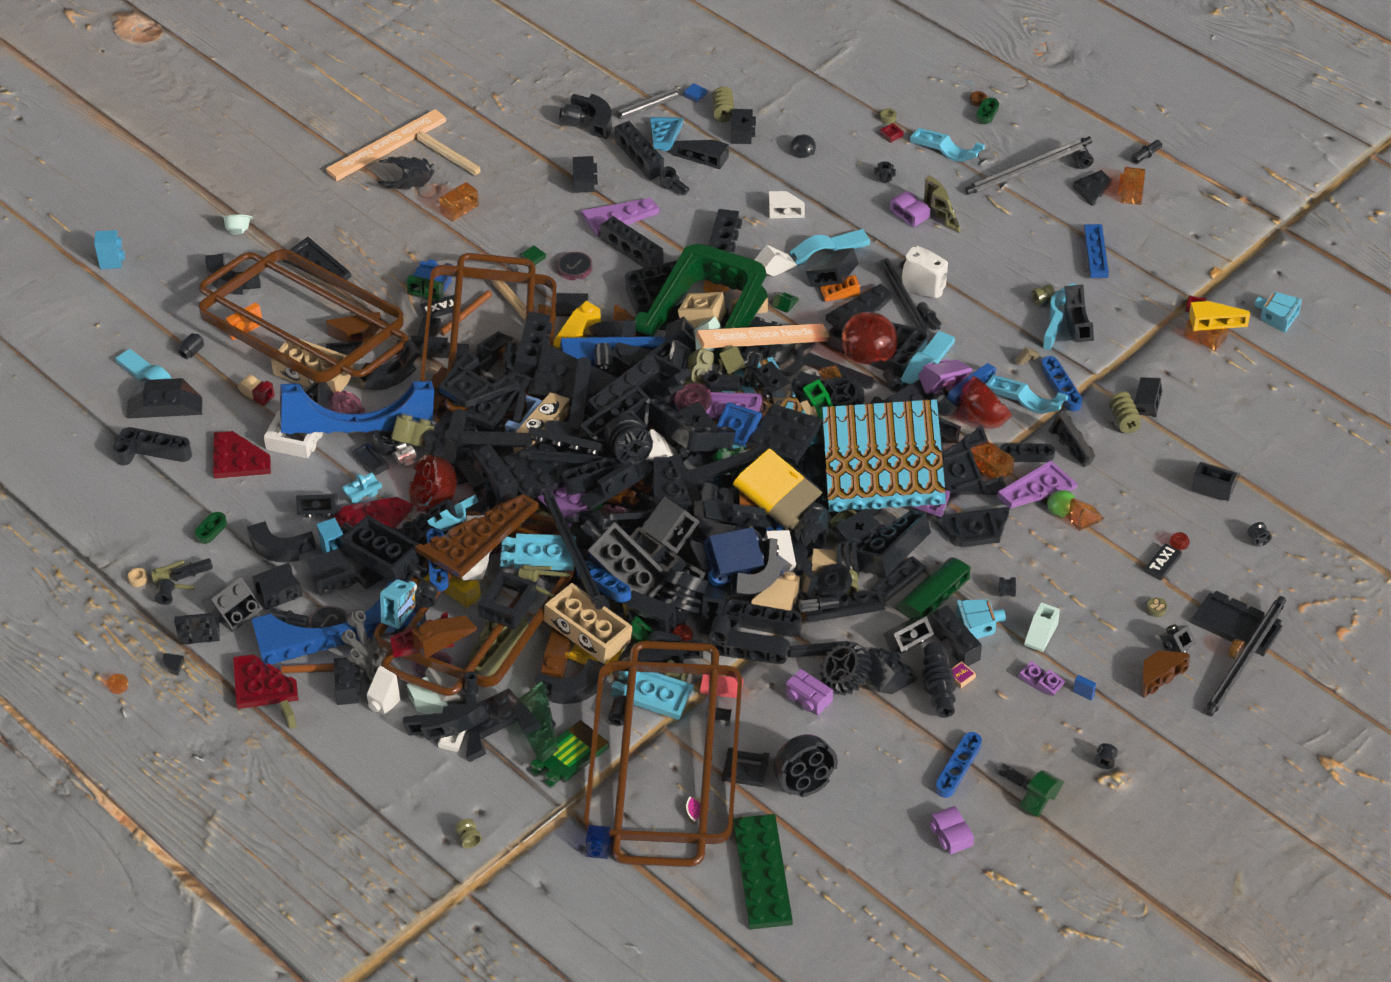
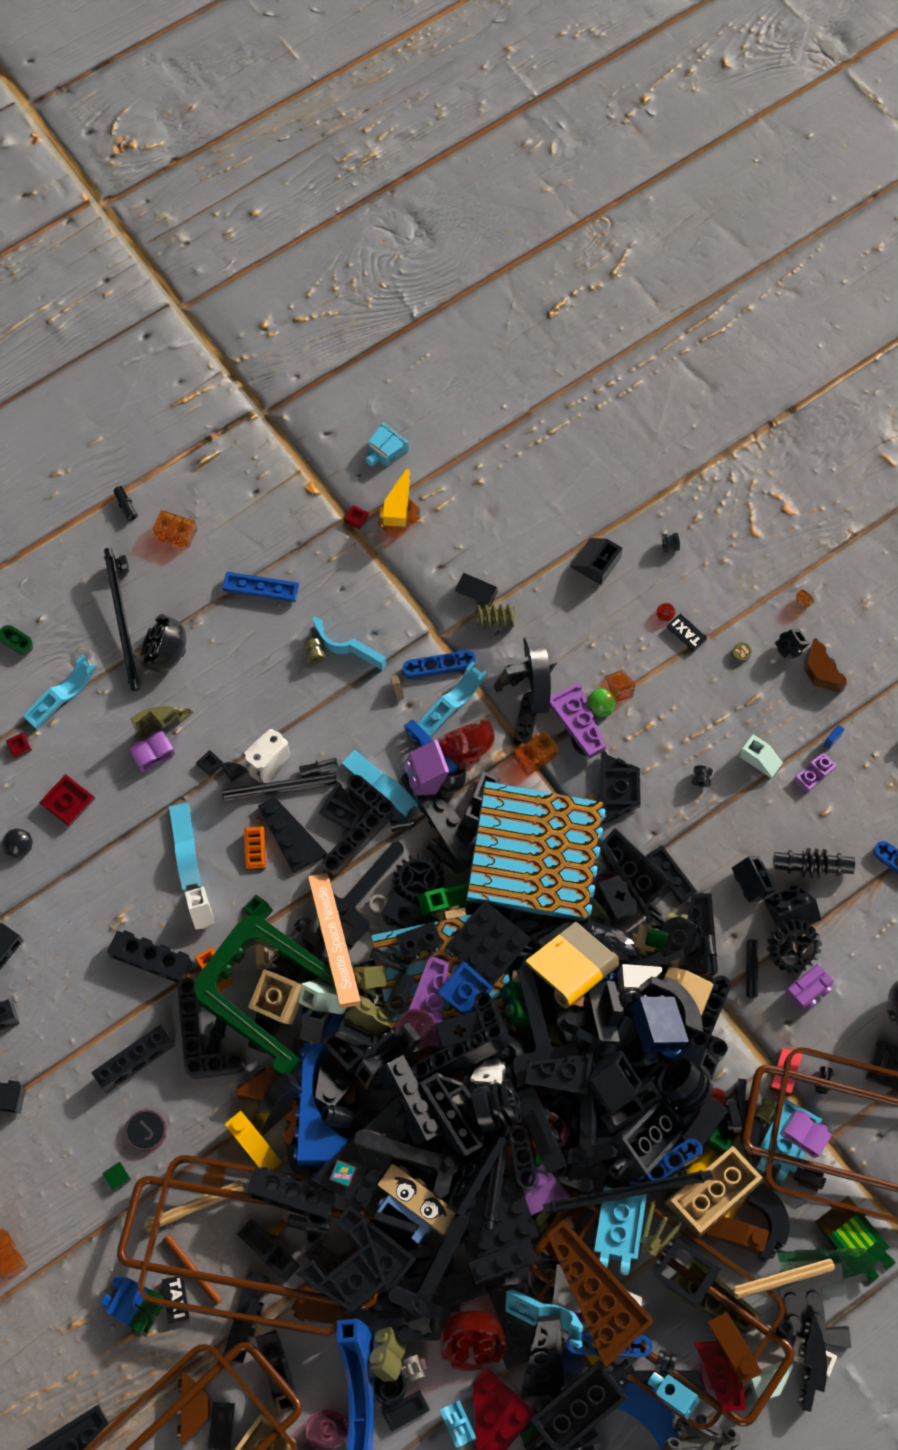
camera: 80 degrees left, 20 degrees up
(383, 691) = (765, 1430): white slope -> none
(434, 327) = (212, 1321): black tile -> none
(515, 674) = (783, 1278): none -> tan axle
(552, 359) = (343, 1173): none -> tile
(568, 302) = (206, 1141): black piece -> none
(626, 212) = (74, 1073): medium lavender wing -> none
(655, 680) = (805, 1133): none -> medium lavender brick
(673, 181) = (40, 994): black axle -> none
(747, 645) = (743, 1035): black beam -> none
(785, 205) = (111, 881): white slope -> none
(824, 557) = (656, 938): none -> dark green slope
(829, 372) = (381, 882): clear orange tile -> none
(833, 268) = (229, 847): black slope -> none
(849, 167) = (67, 800): none -> dark red plate
(869, 338) = (357, 832): clear red cylinder -> none
(884, 171) = (84, 759): black gear -> none
(908, 245) = (209, 763): none -> black tile
(935, 589) = (693, 844): dark green brick -> none
(961, 470) = (545, 779): black wing -> none
(962, 674) = (800, 842): tile -> none
(964, 644) = (770, 831): black arch -> none
(979, 616) = (738, 812): medium azure torso -> none
(1012, 194) = (172, 644): none -> black cylinder
(1068, 442) = (539, 675): none -> black slope
(1076, 317) = (360, 628): black arch -> none
(1092, 186) = (161, 566): black wing -> none
(1233, 620) = (769, 589): black hinge -> none
(1245, 656) = (817, 594): black piece -> none

